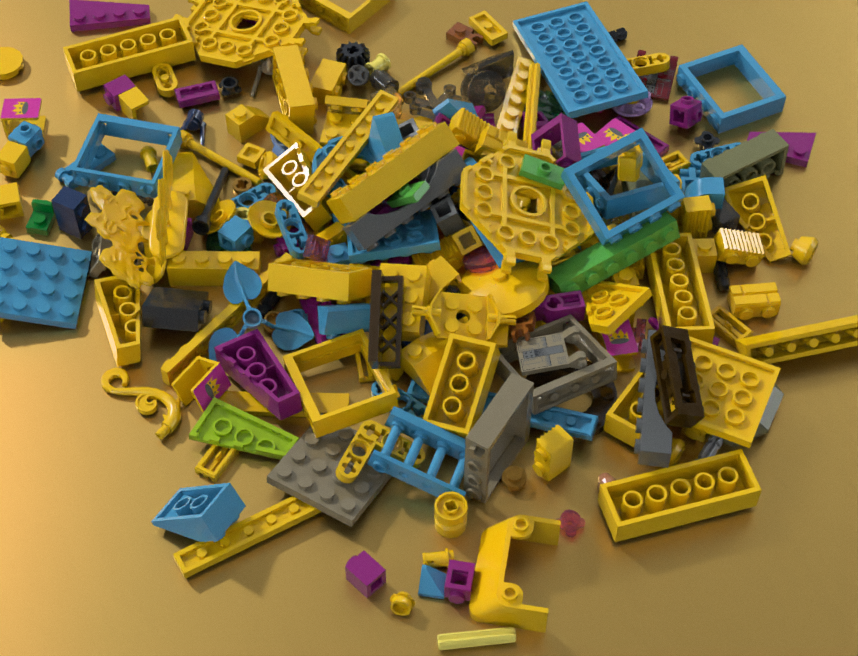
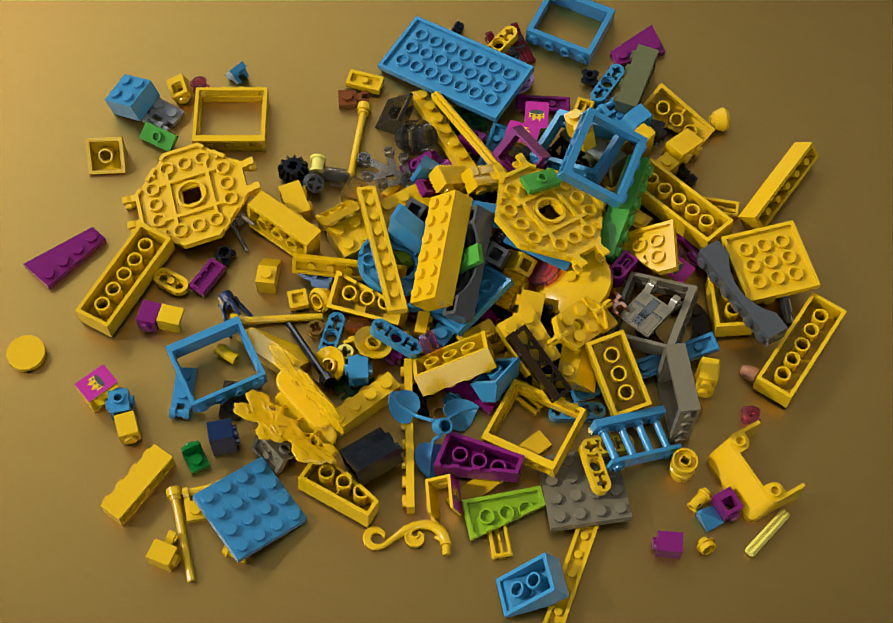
camera: 40 degrees left, 10 degrees up
(677, 377) = (750, 272): dark brown brick -> none
(685, 112) = (561, 64): magenta brick -> none
(754, 300) = (722, 179): yellow brick -> none

